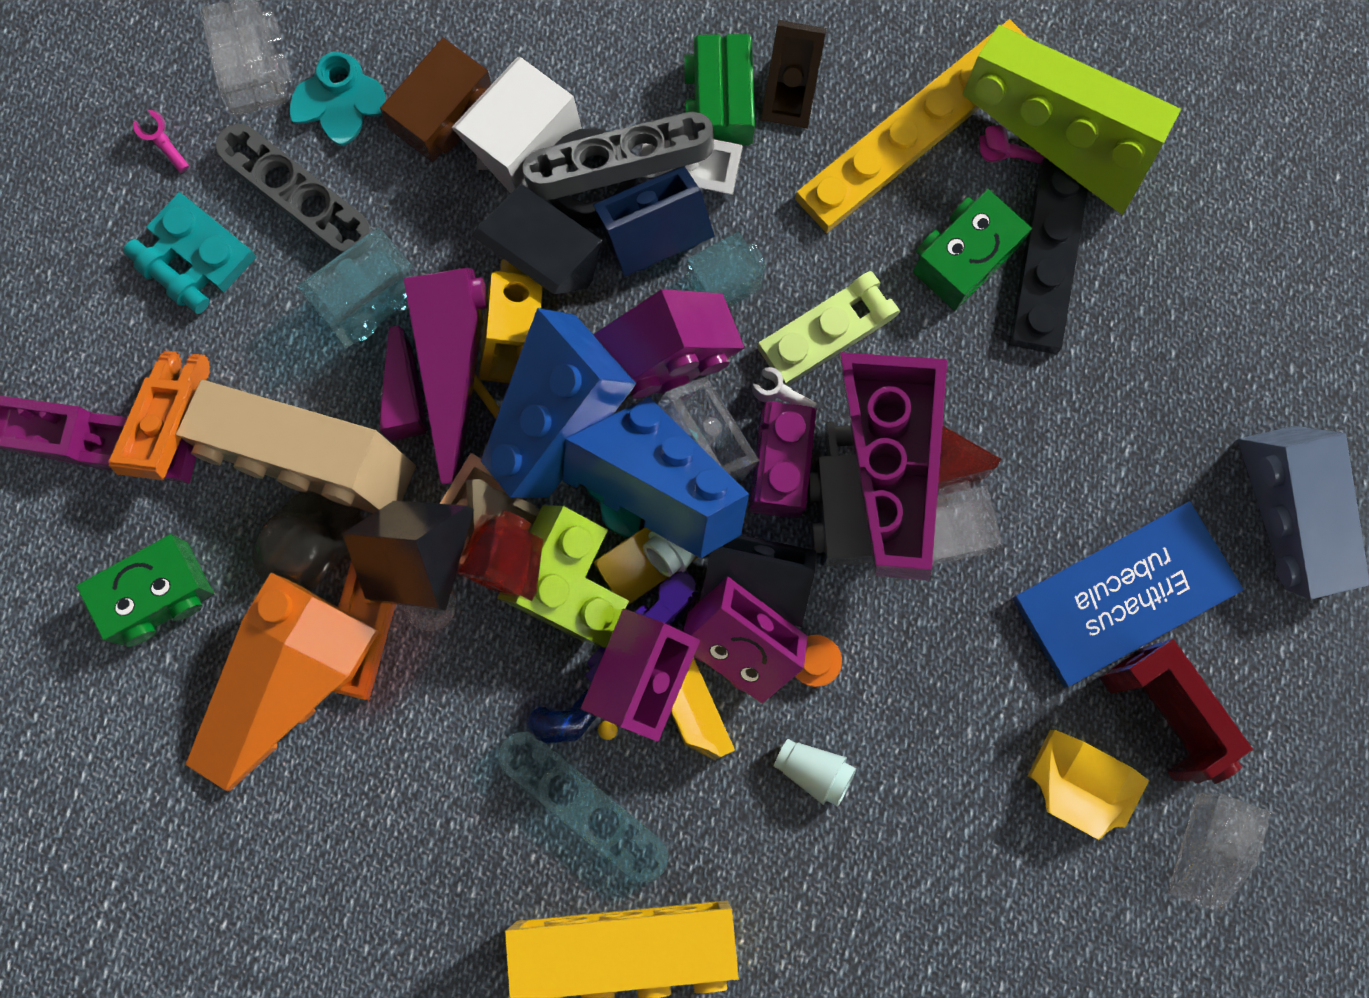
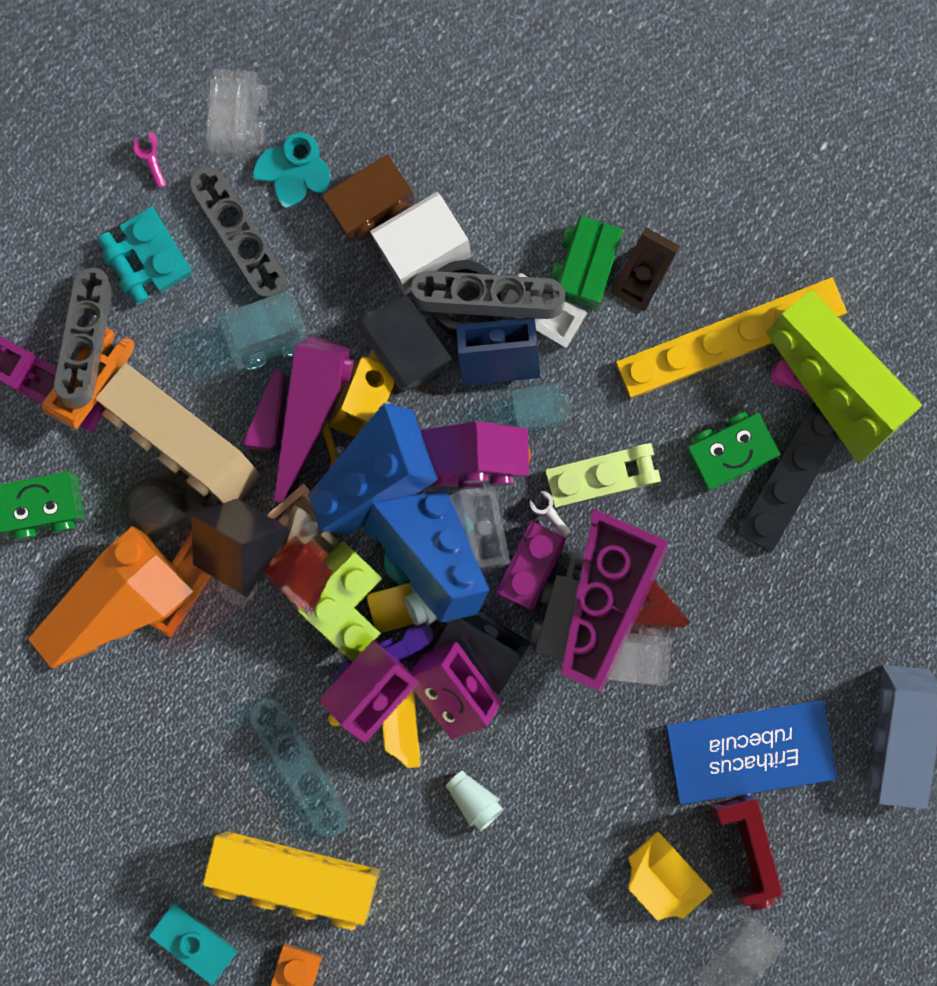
camera: 25 degrees right, 5 degrees up
(129, 369) = (77, 337): none -> dark grey beam
(560, 725) = (302, 704): clear blue arm -> none
(821, 662) = (505, 723): orange plate -> none

